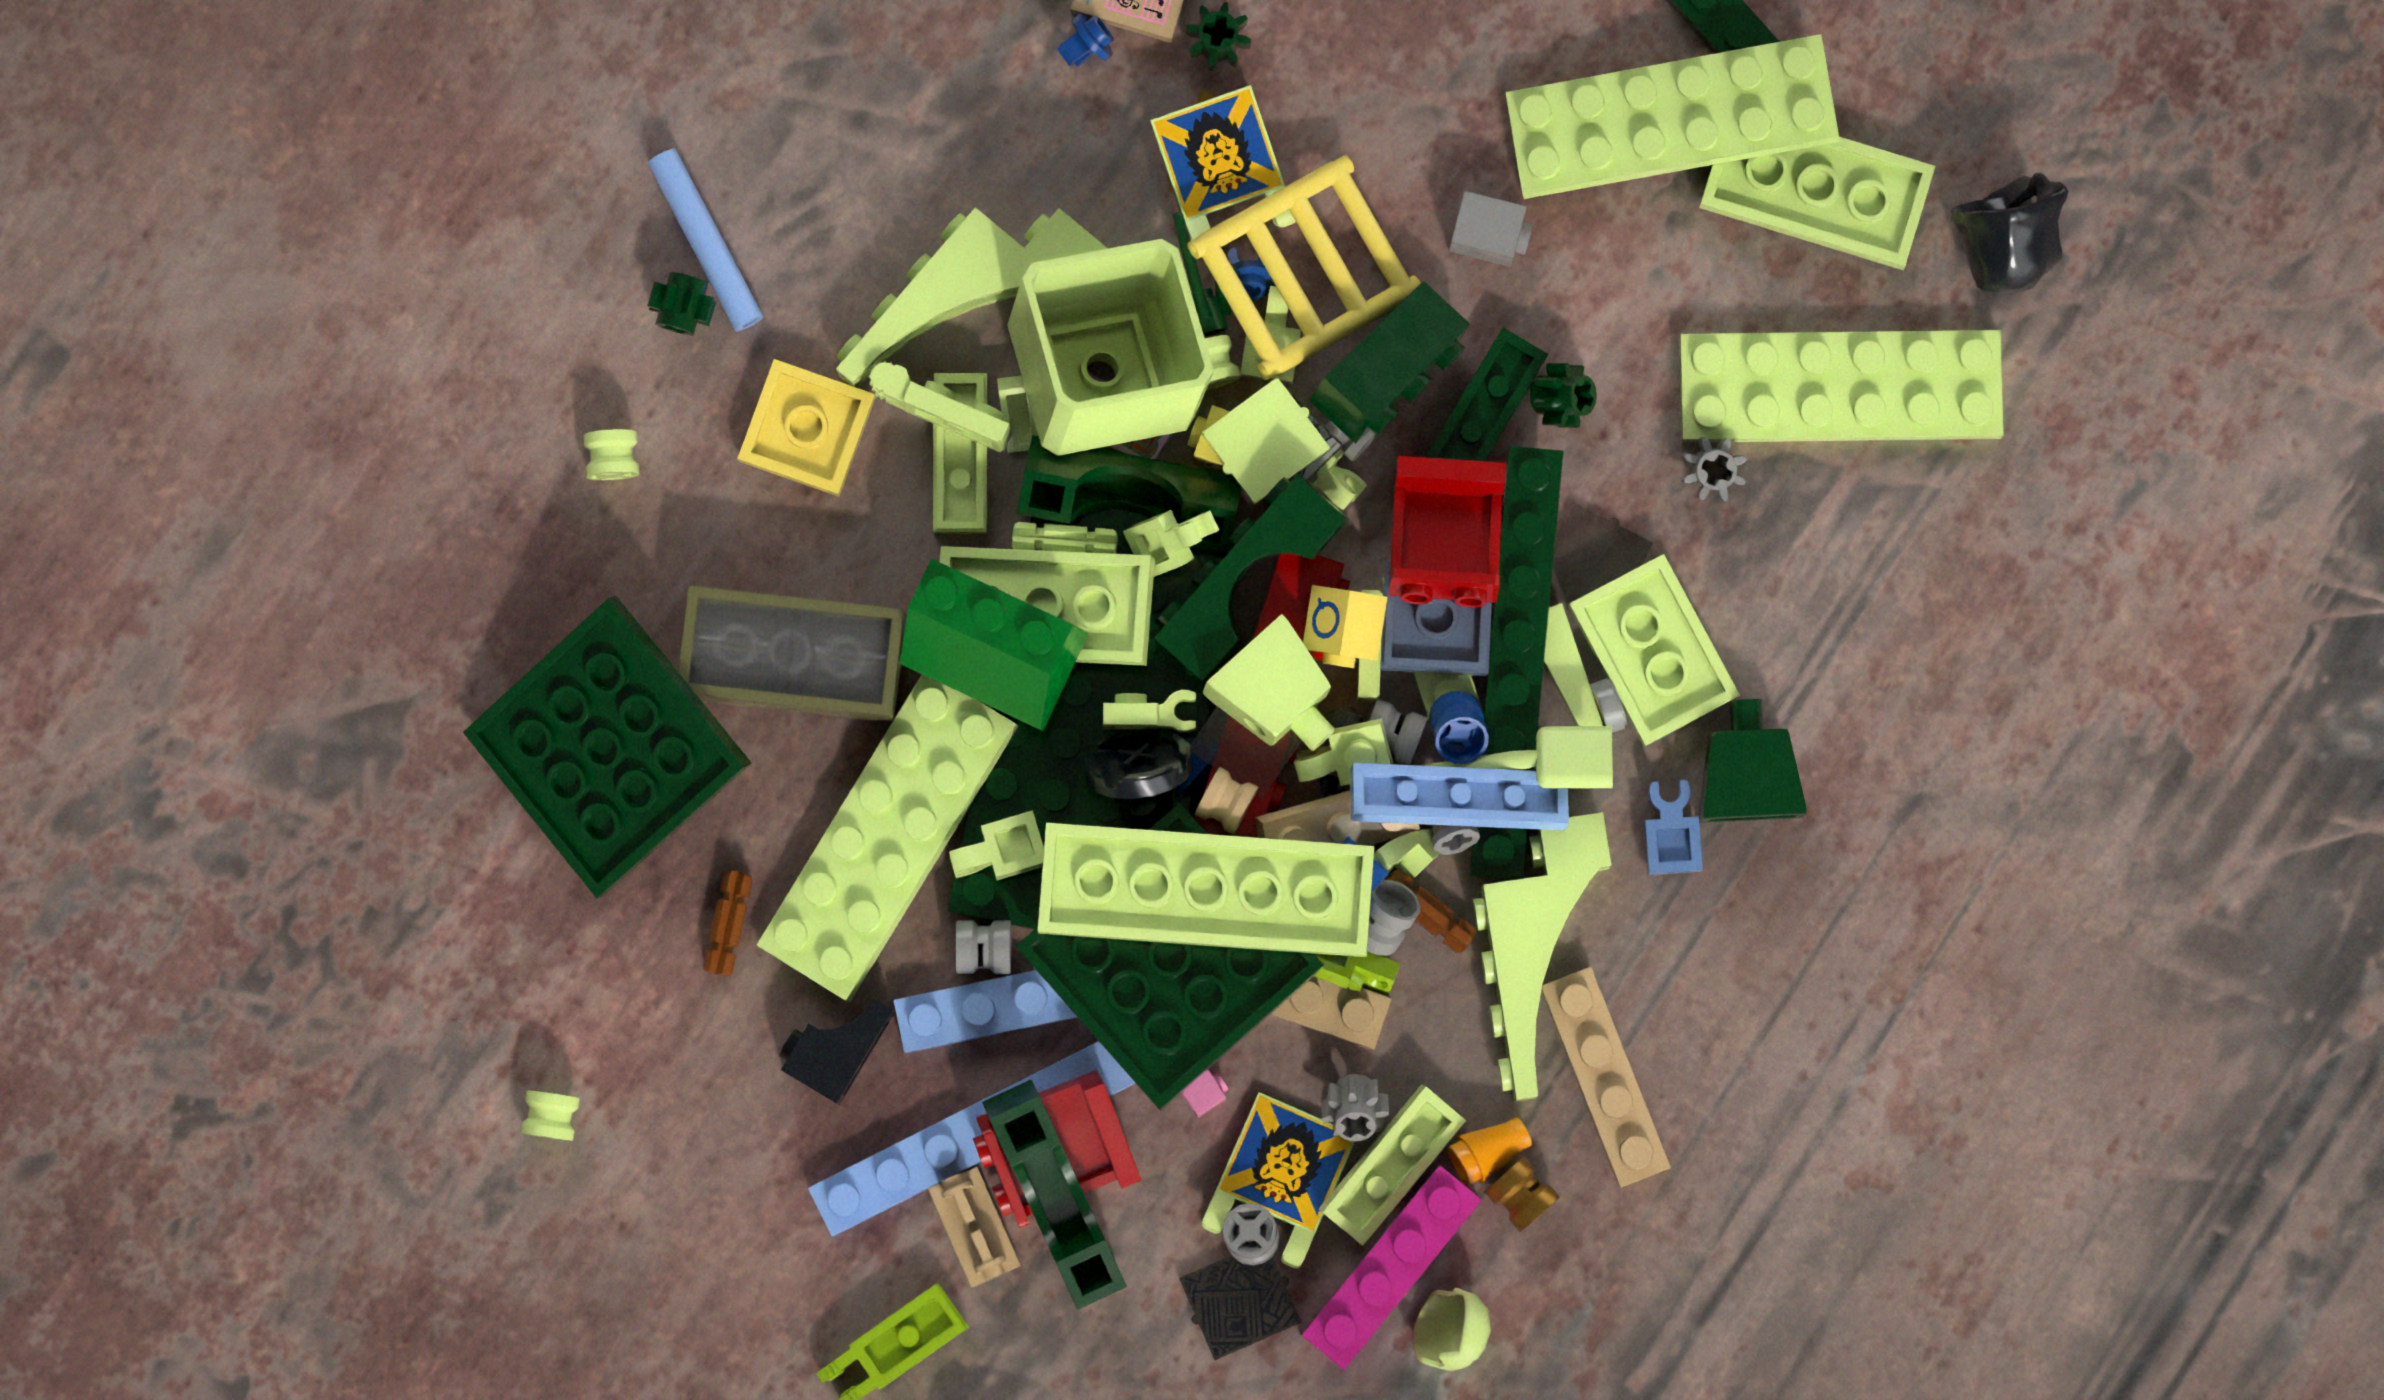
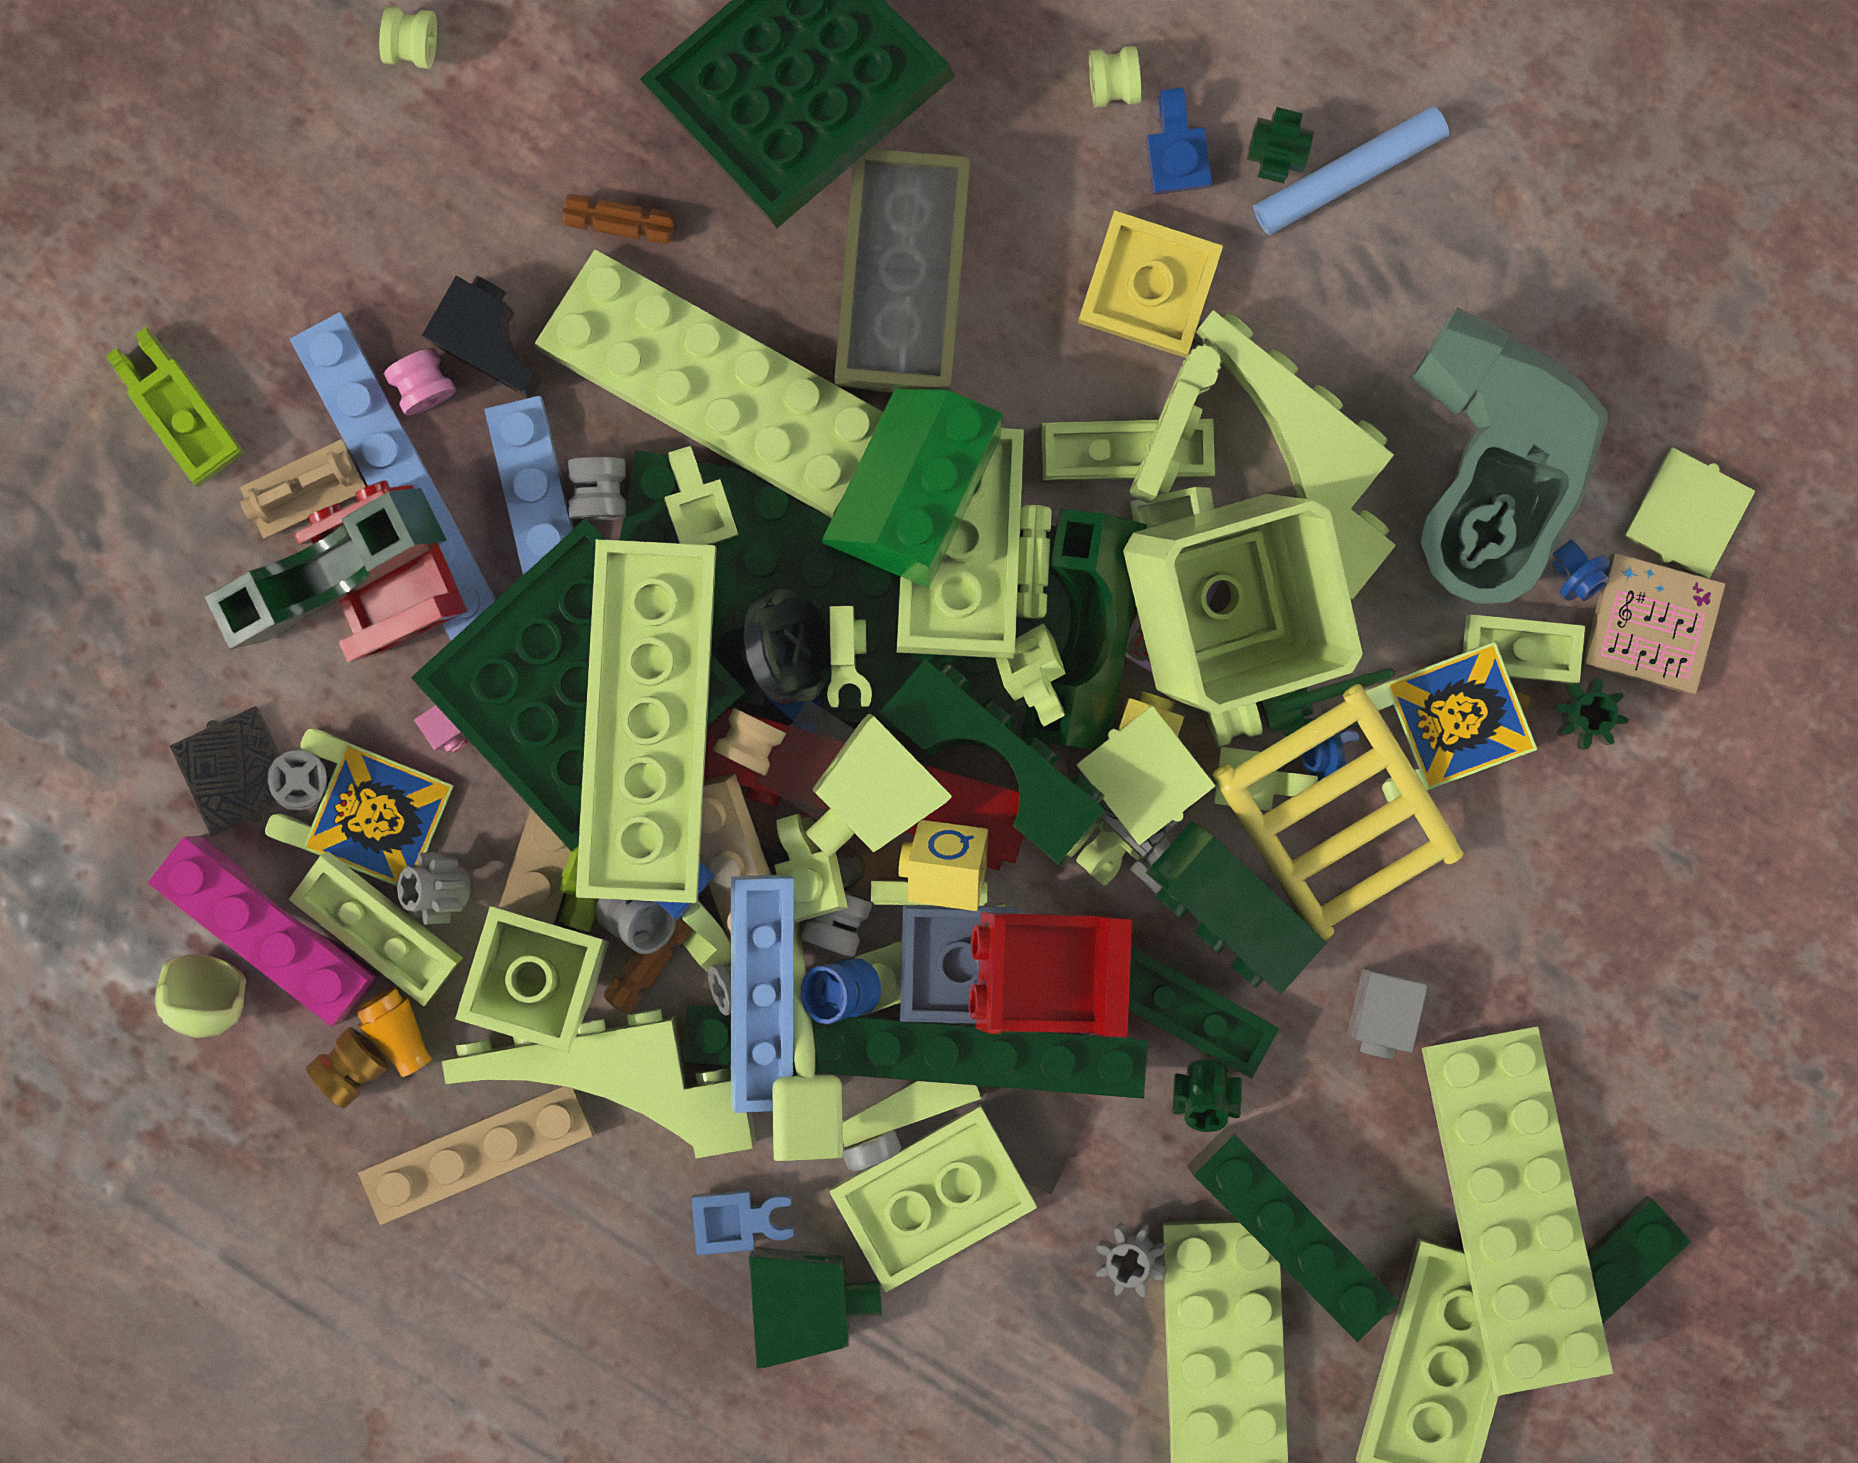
camera: 85 degrees right, 5 degrees up
(686, 399) = (1177, 154): none -> blue plate
(877, 1111) = (420, 381): none -> bright pink wheel
(989, 93) = (1520, 467): none -> sand green piece
(1155, 89) = (1530, 647): none -> yellowish green plate
(1441, 1012) = (531, 979): none -> yellowish green slope
(1691, 320) = (1292, 1234): none -> dark green arch

